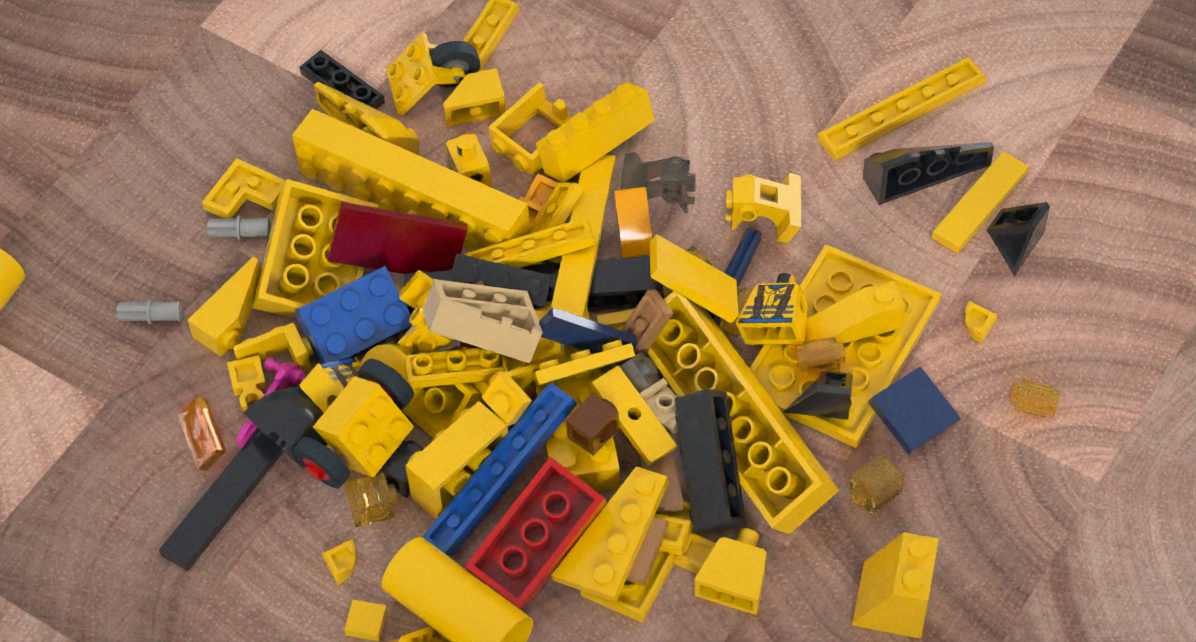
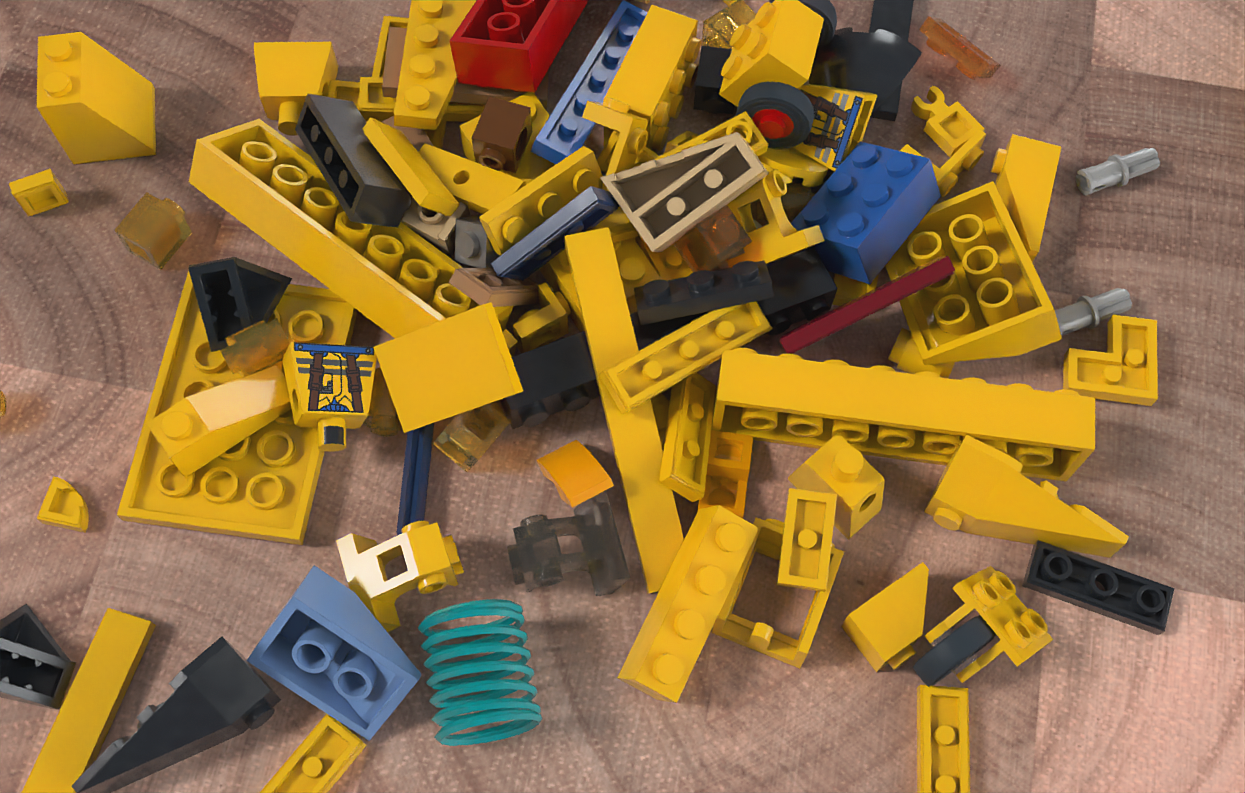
camera: 155 degrees right, 10 degrees up
(286, 376) = (906, 124): dark pink piece -> none
(509, 129) = (807, 539): none -> yellow plate
(669, 425) = (410, 167): none -> yellow tile
(735, 128) = (495, 709): none -> teal piece
(823, 170) = (336, 655): none -> medium blue slope
(914, 410) = (124, 336): dark blue tile -> none
(959, 542) = (39, 192): none -> yellow tile

